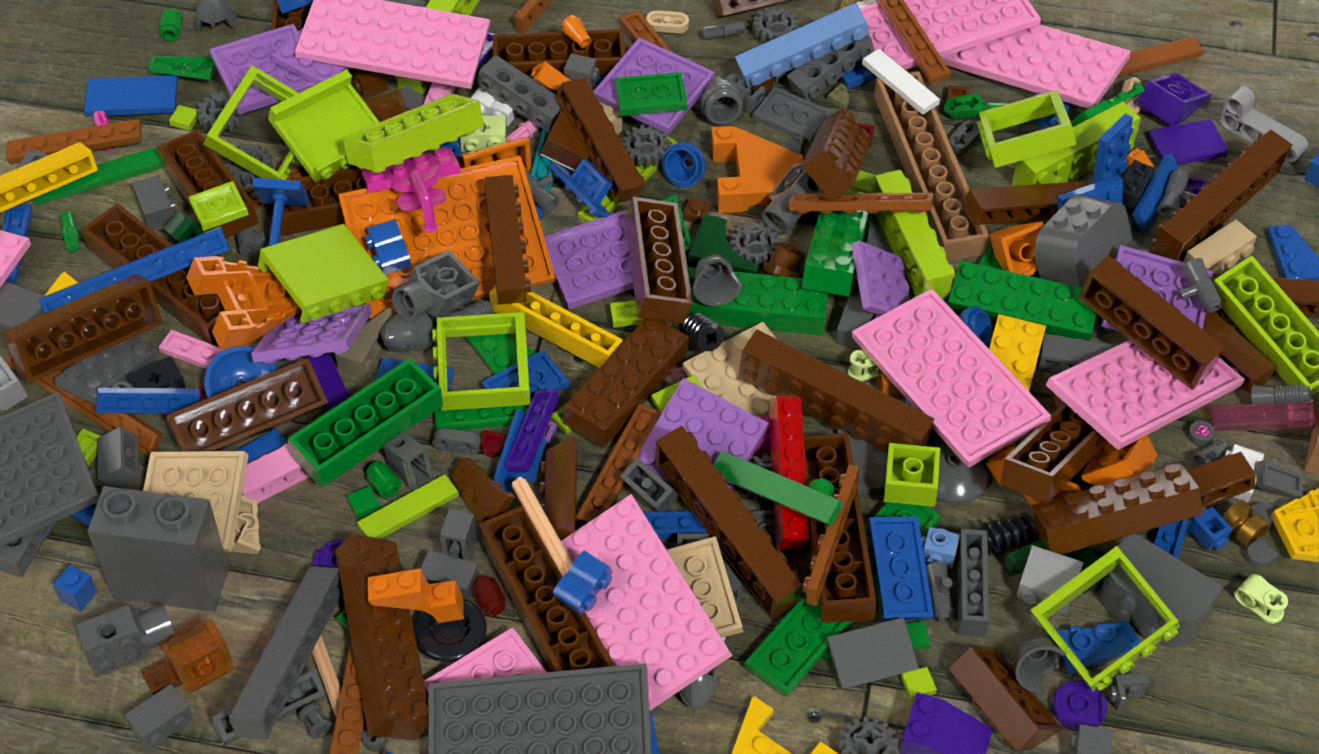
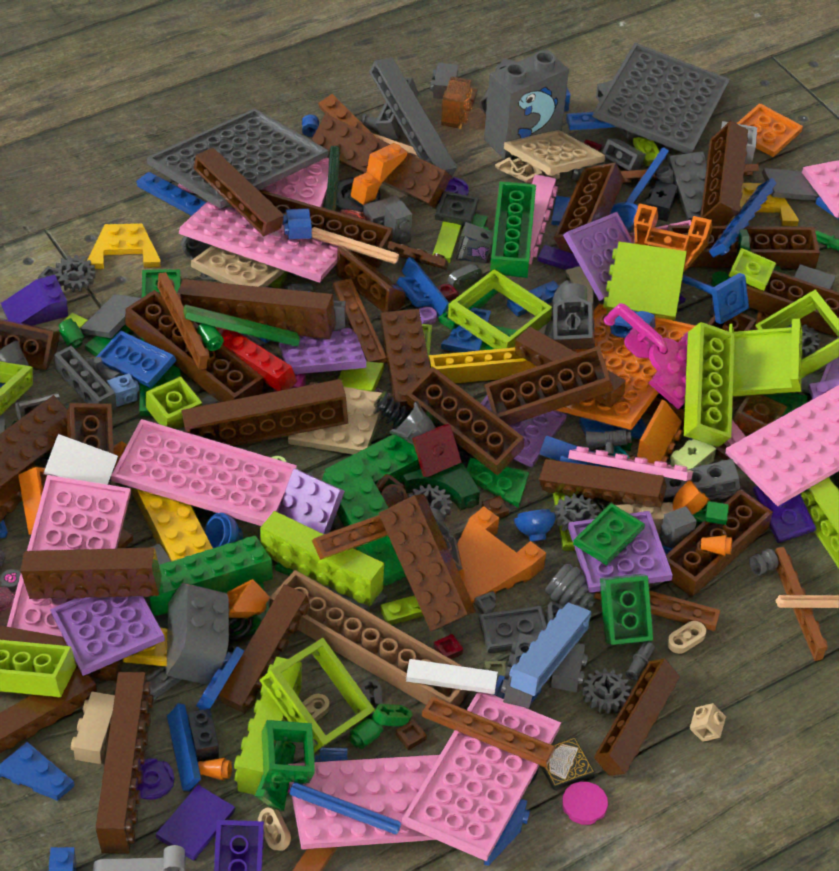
camera: 135 degrees right, 5 degrees down
(369, 518) = (456, 208): none -> pearl dark grey tile
(468, 644) = (332, 178): none -> clear green axle
(531, 431) = (427, 300): dark purple tile -> none
(535, 25) = (765, 561): none -> dark grey wheel
(540, 54) = (716, 512): none -> green tile
(559, 215) = (549, 386): none -> reddish brown brick
(565, 127) = (639, 464): none -> bright pink plate
(616, 654) = (238, 192): none -> reddish brown brick
(702, 44) = (626, 609): none -> green brick
(714, 247) = (436, 450): none -> dark red plate
(939, 658) = (71, 333): none -> green brick
(1078, 48) = (345, 808): none -> blue axle
(1078, 435) = (80, 461): none -> white tile
(1098, 105) = (289, 732): none -> green window
(1113, 150) = (226, 706): blue plate -> none
(1174, 193) = (167, 753): dark grey piece -> none
(1202, 285) = (80, 641): dark grey piece -> none

